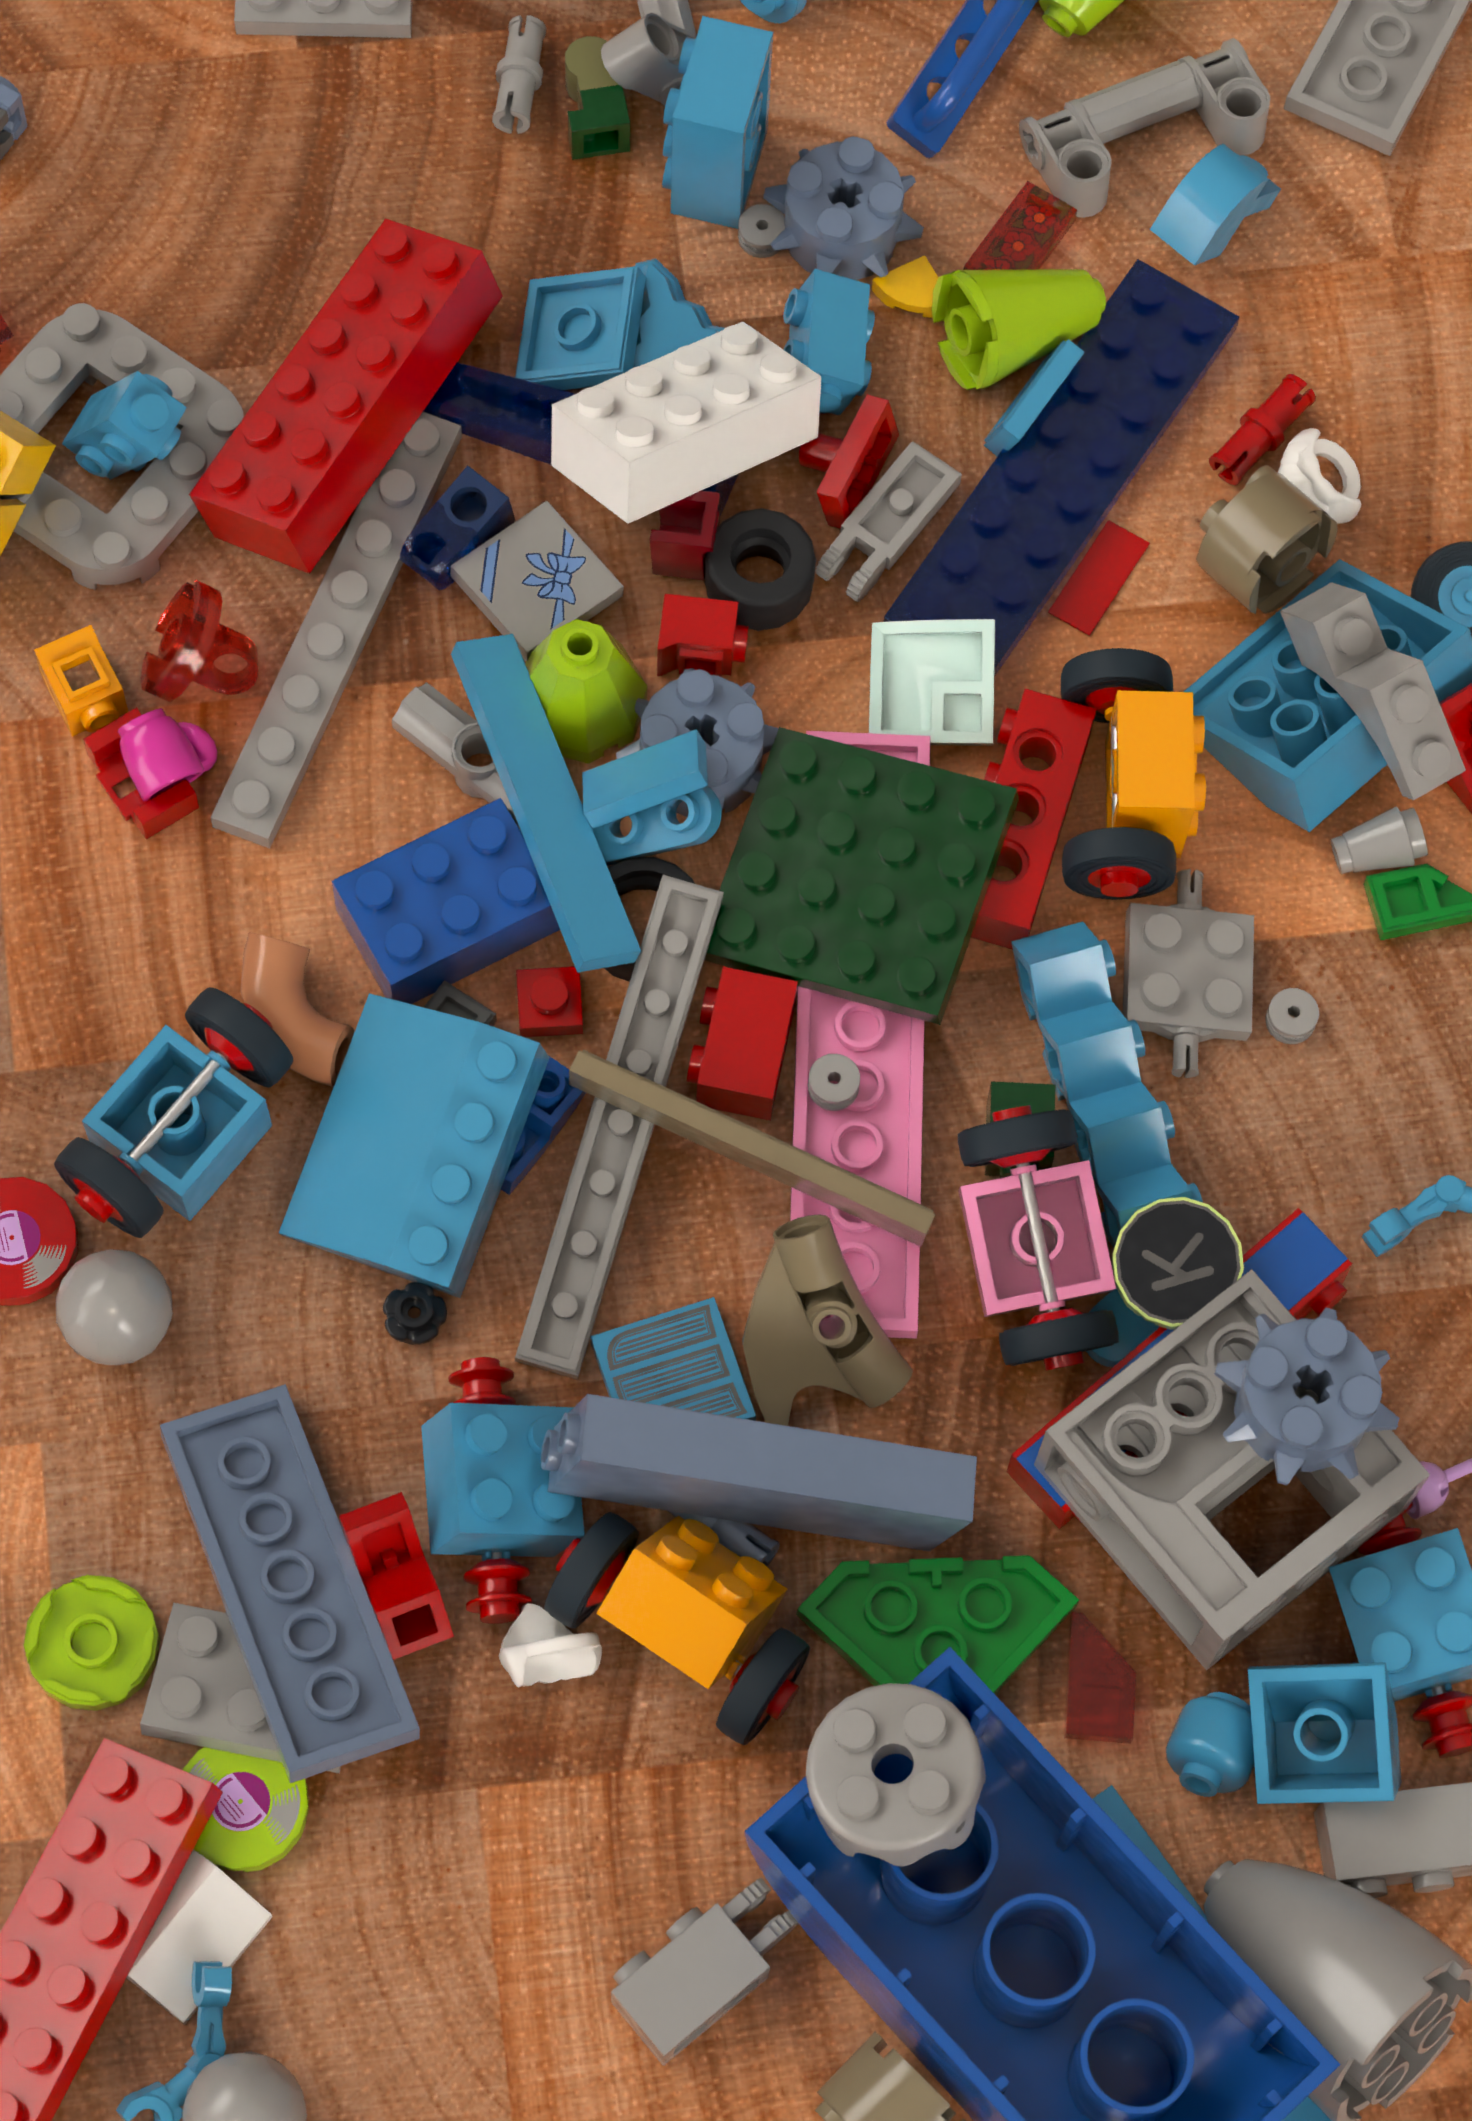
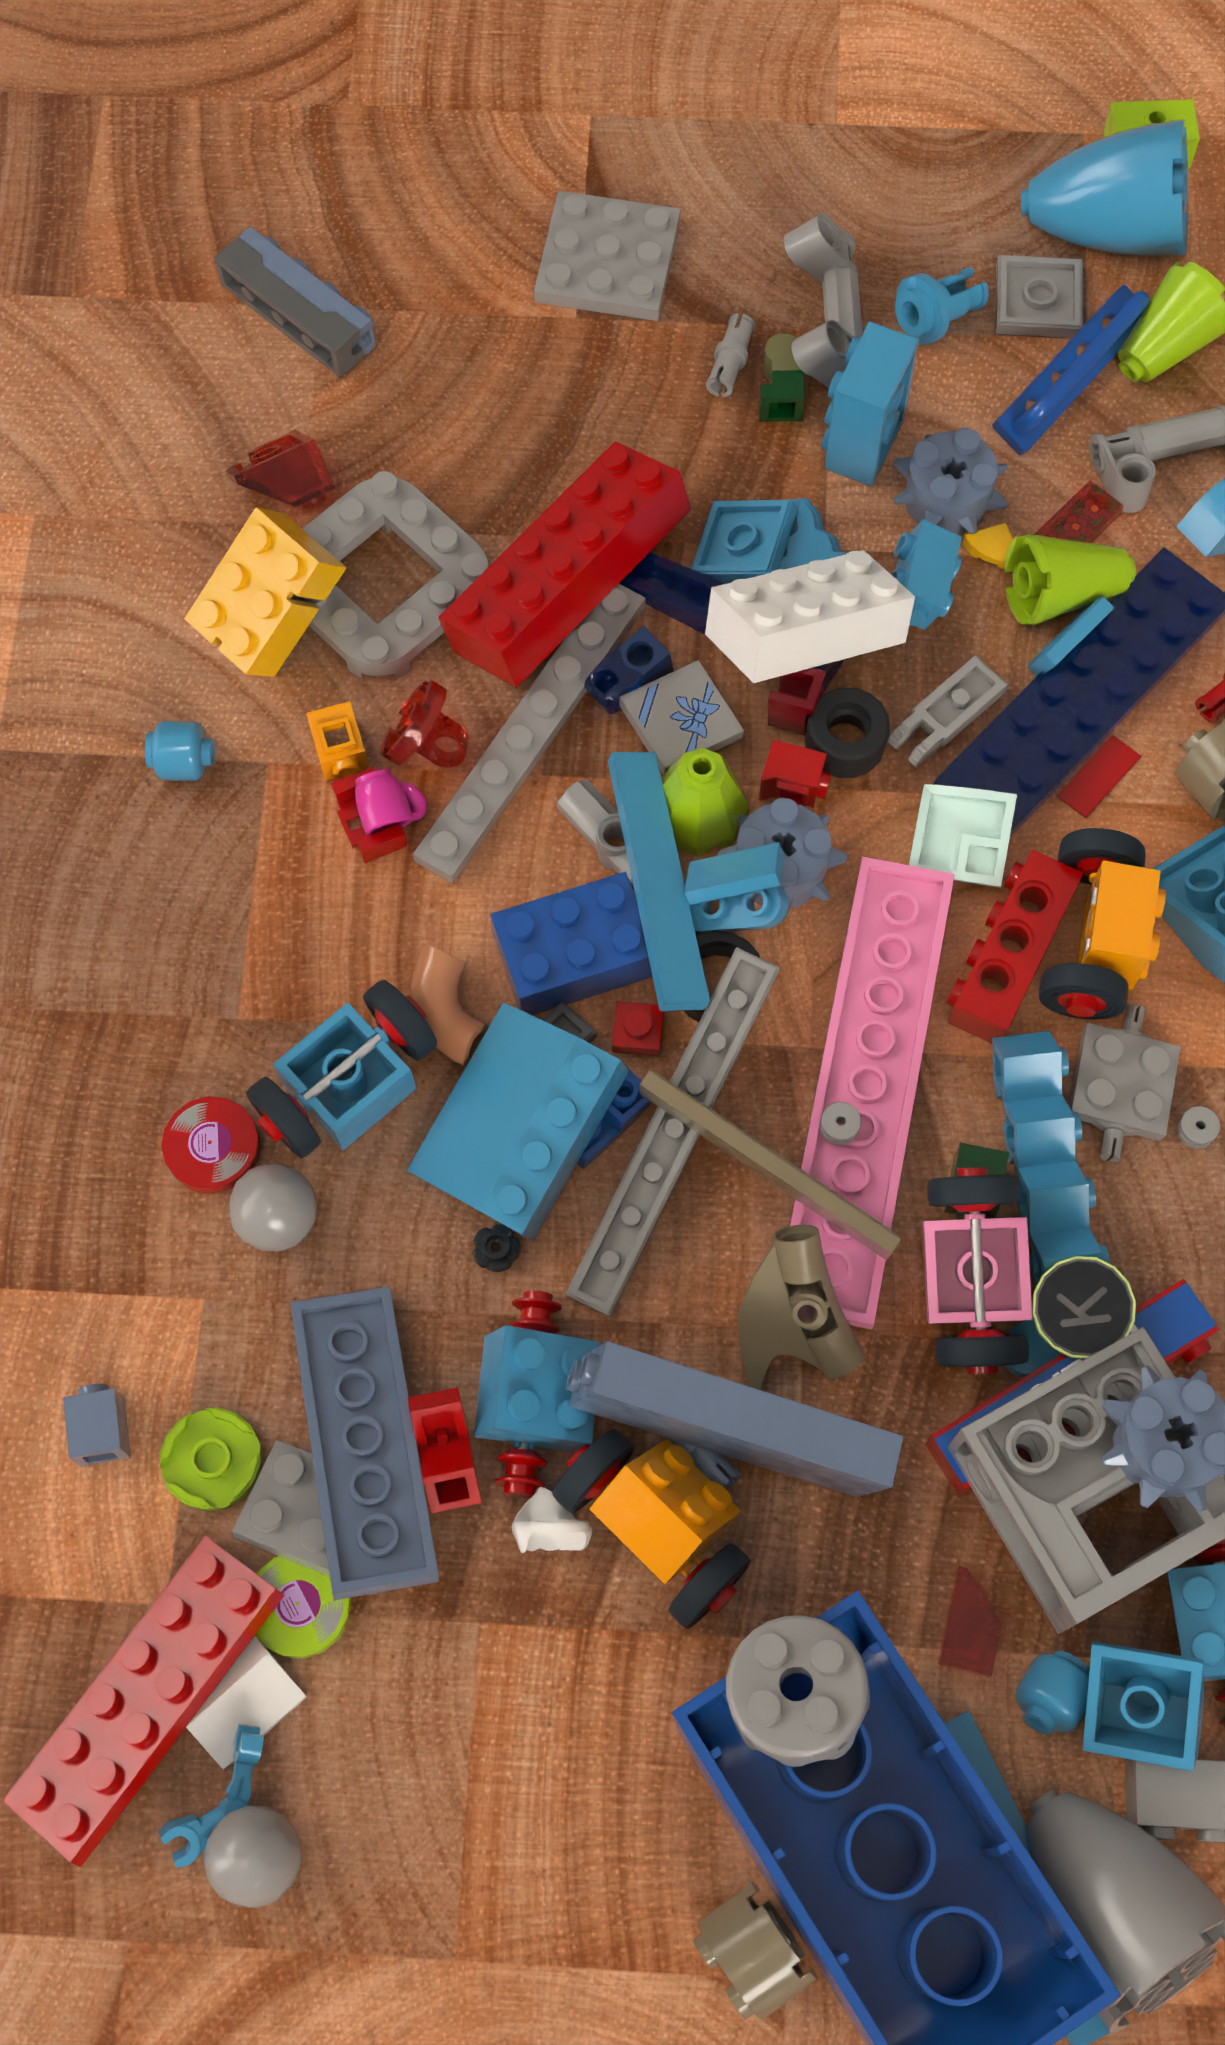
camera: 15 degrees right, 0 degrees up
(126, 426) = (402, 562): dark azure brick -> none
(675, 1362) = (685, 1323): tile -> none
(697, 1973) = (622, 1805): light grey hinge -> none
(744, 1043) = (777, 1083): red brick -> none
(758, 228) = (885, 487): light grey piece -> none
(851, 462) = (928, 664): red tile -> none
(860, 874) = (886, 970): dark green plate -> none
(905, 1615) = (844, 1548): green plate -> none

